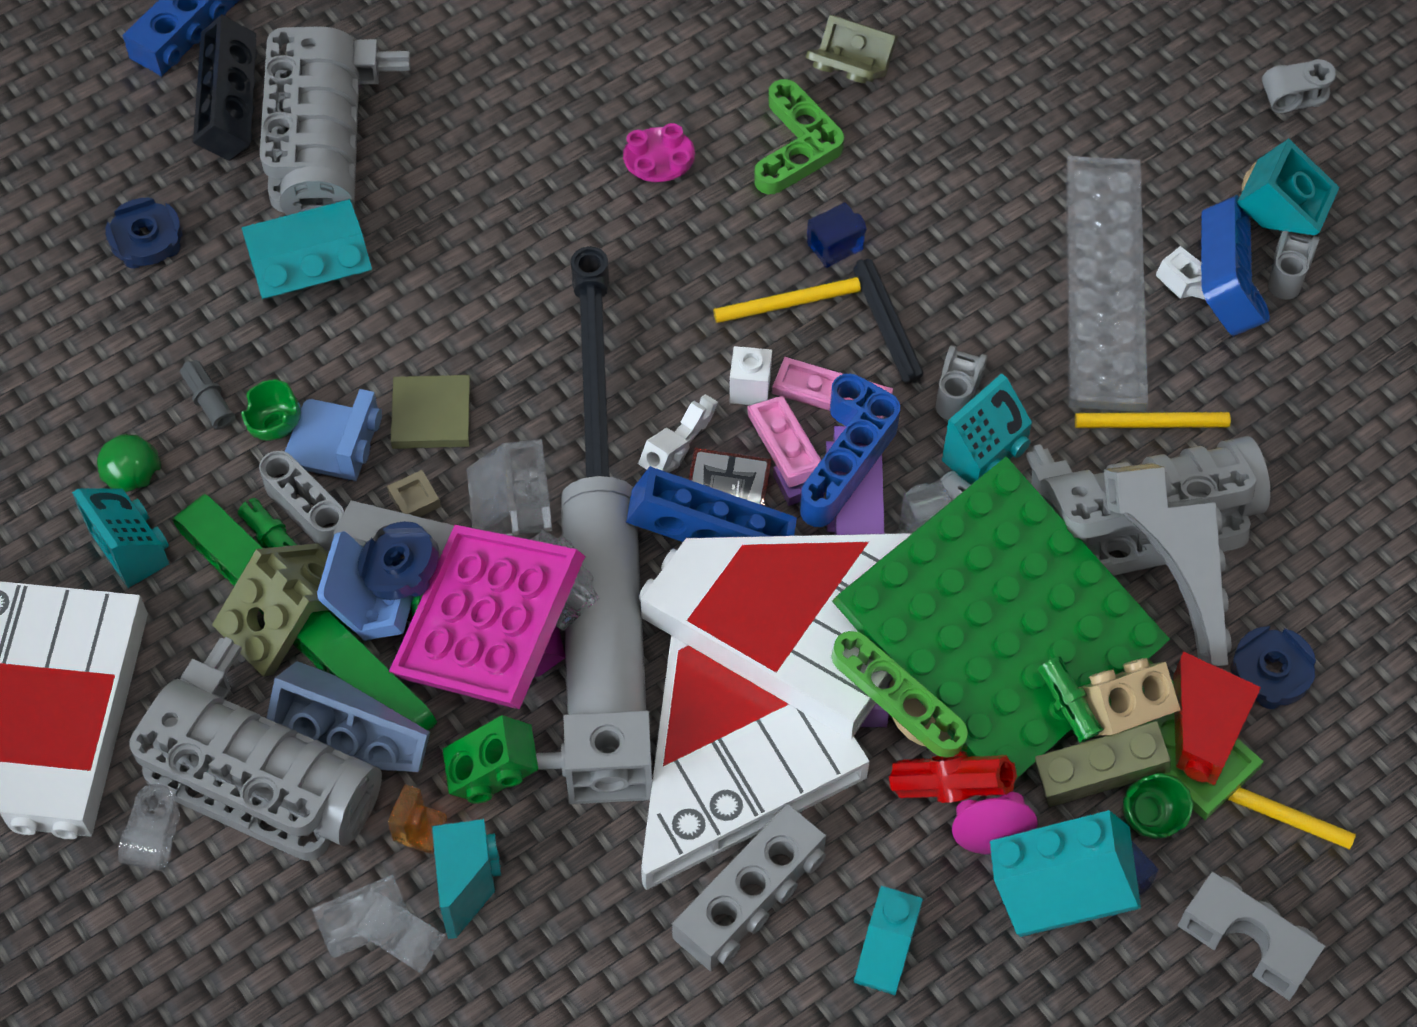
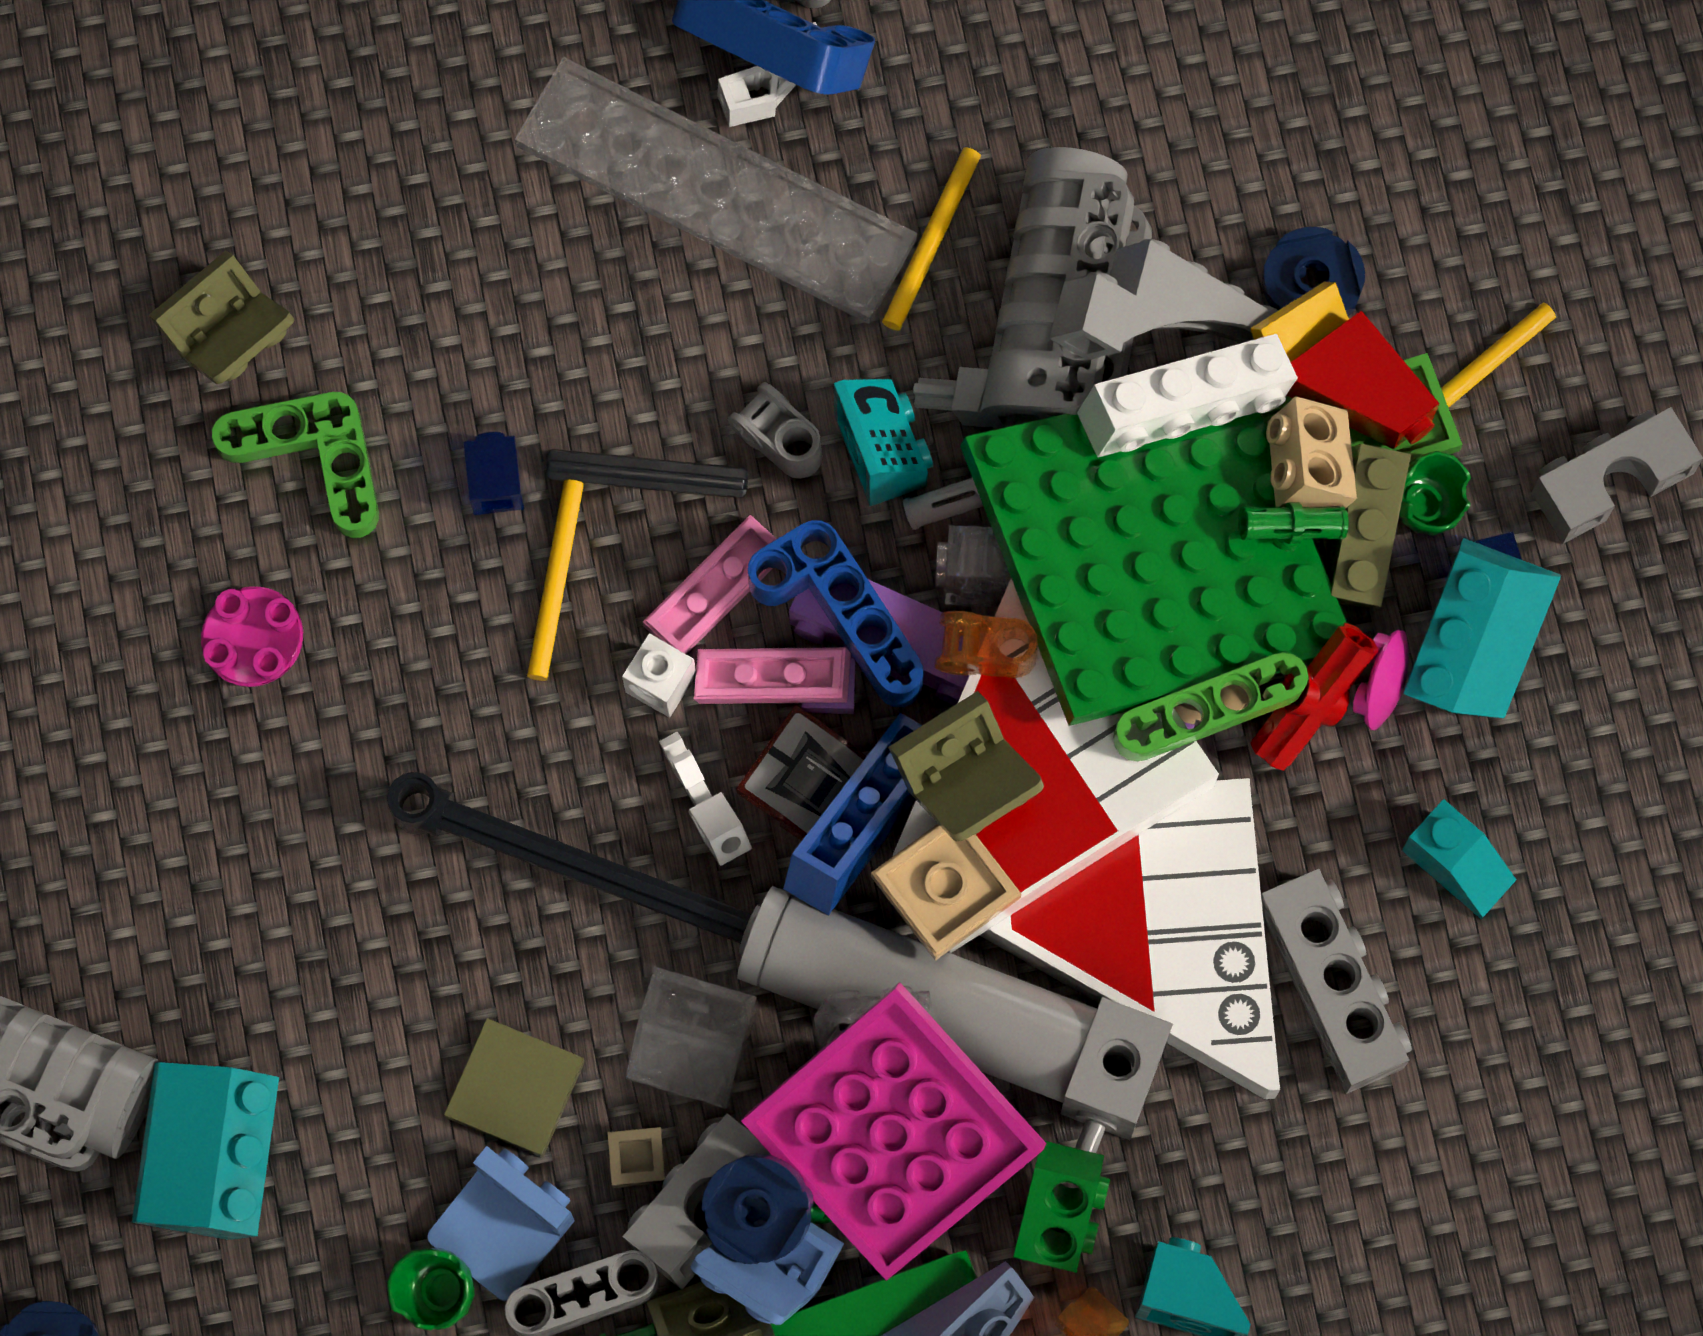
camera: 65 degrees left, 15 degrees up
(678, 576) = (945, 888): none -> tan tile
(765, 543) = (964, 769): none -> olive bracket
(862, 524) = (982, 643): none -> clear orange piece
(1122, 587) = (1187, 395): none -> white brick
(1226, 653) = (1305, 320): none -> yellow tile

